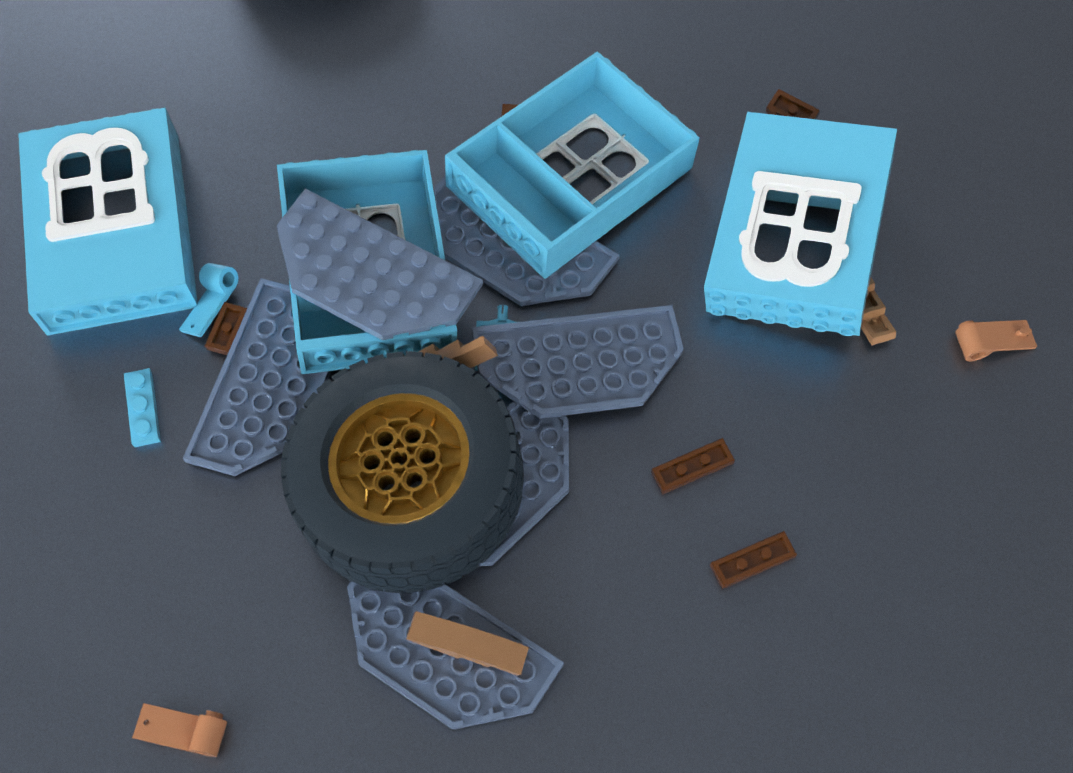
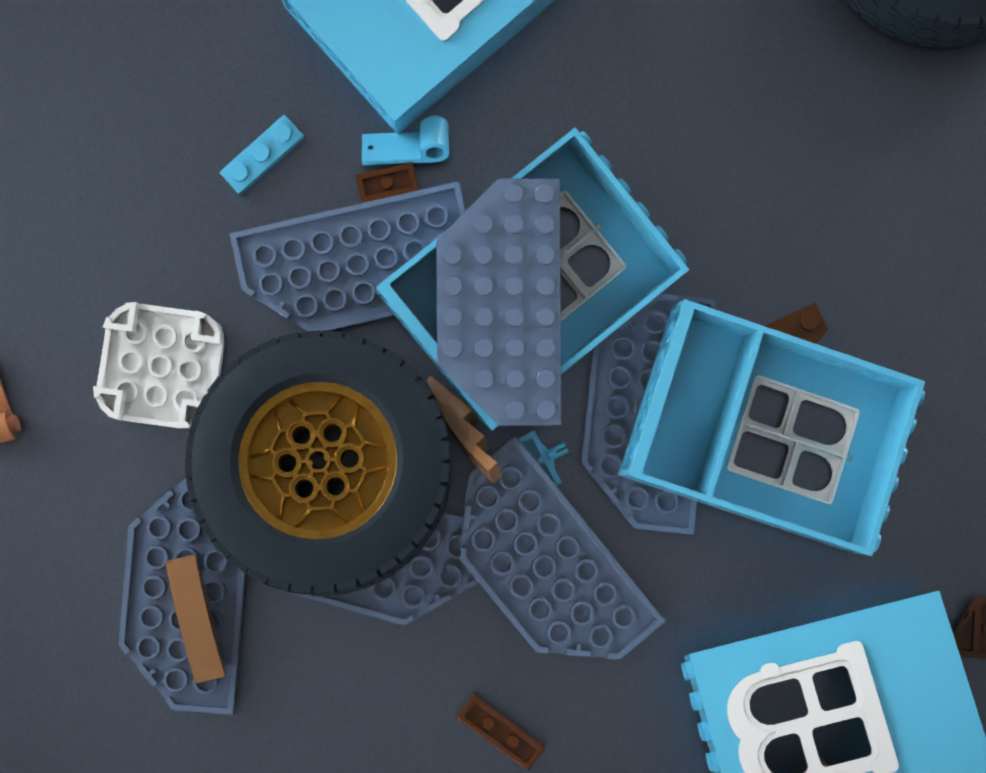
camera: 60 degrees right, 20 degrees up
(248, 569) = (157, 364): none -> white plate

